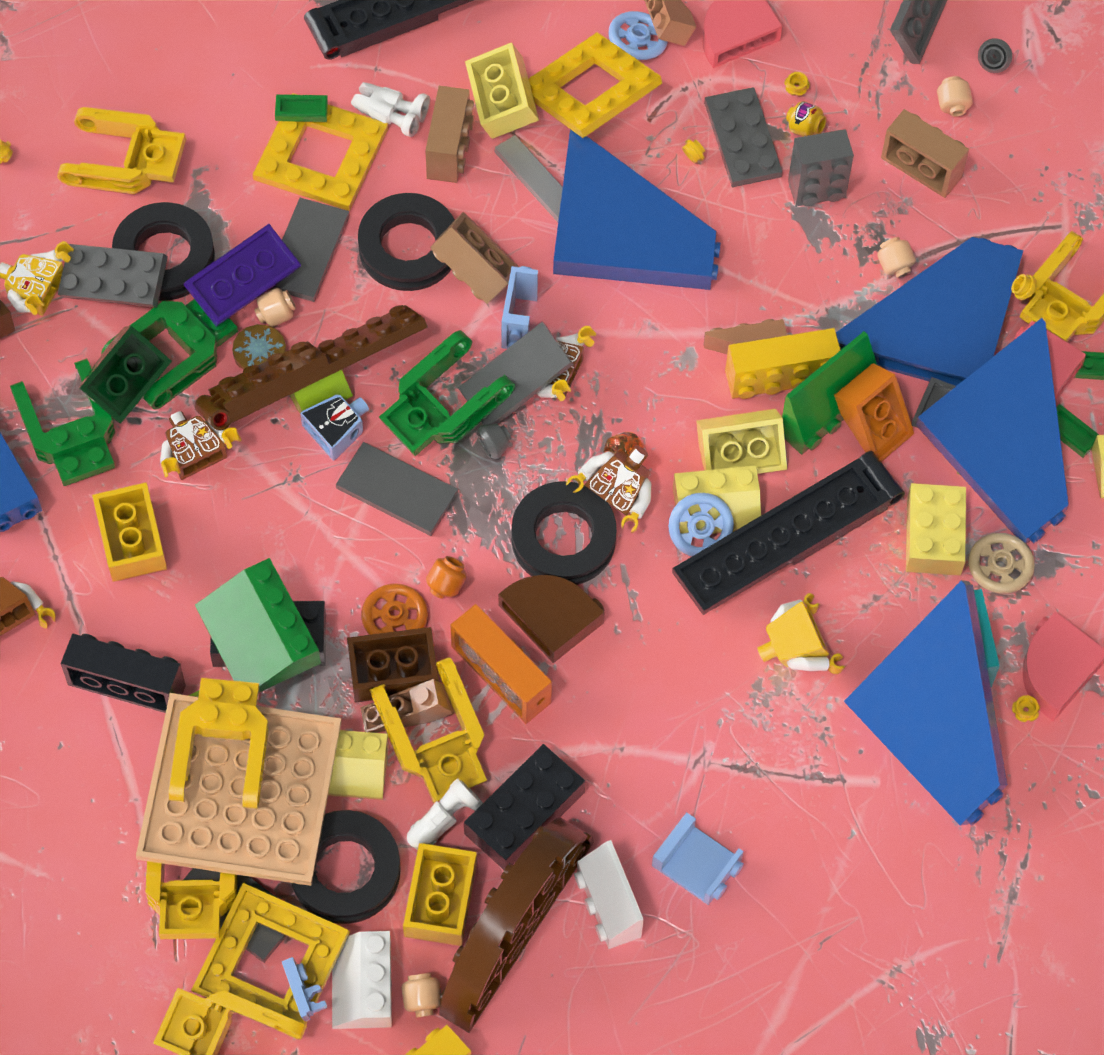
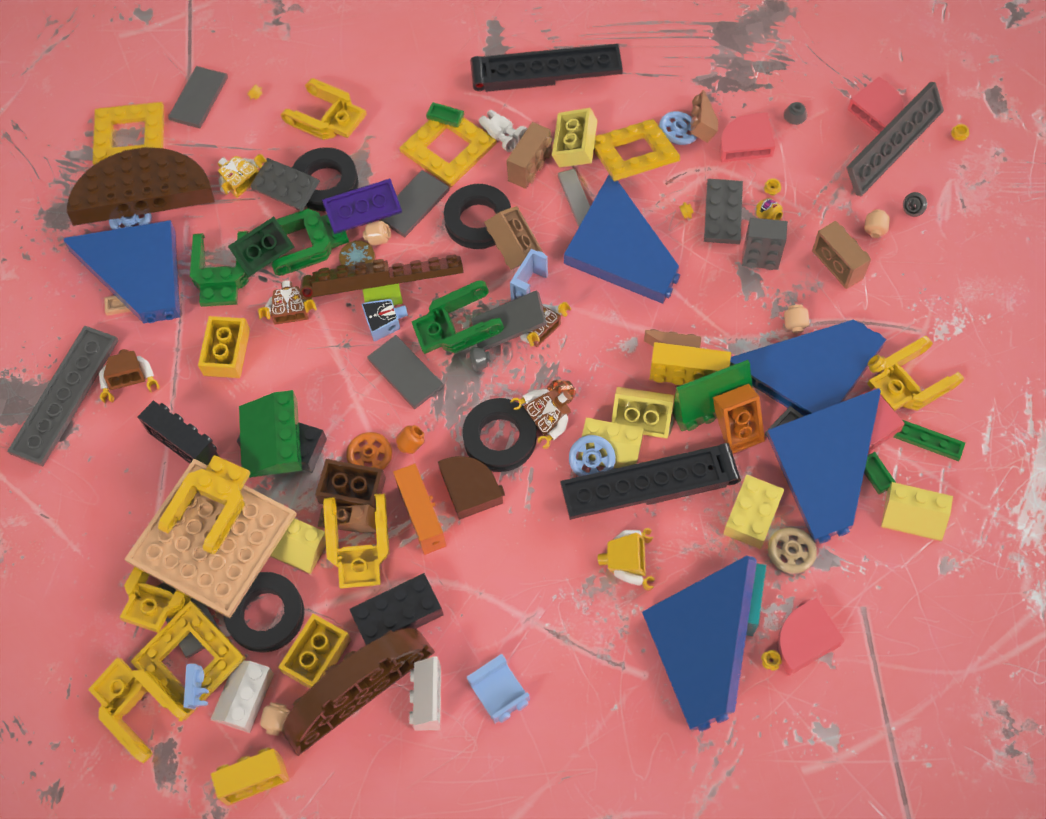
camera: 25 degrees right, 0 degrees up
(441, 816) = (340, 598): white piece -> none

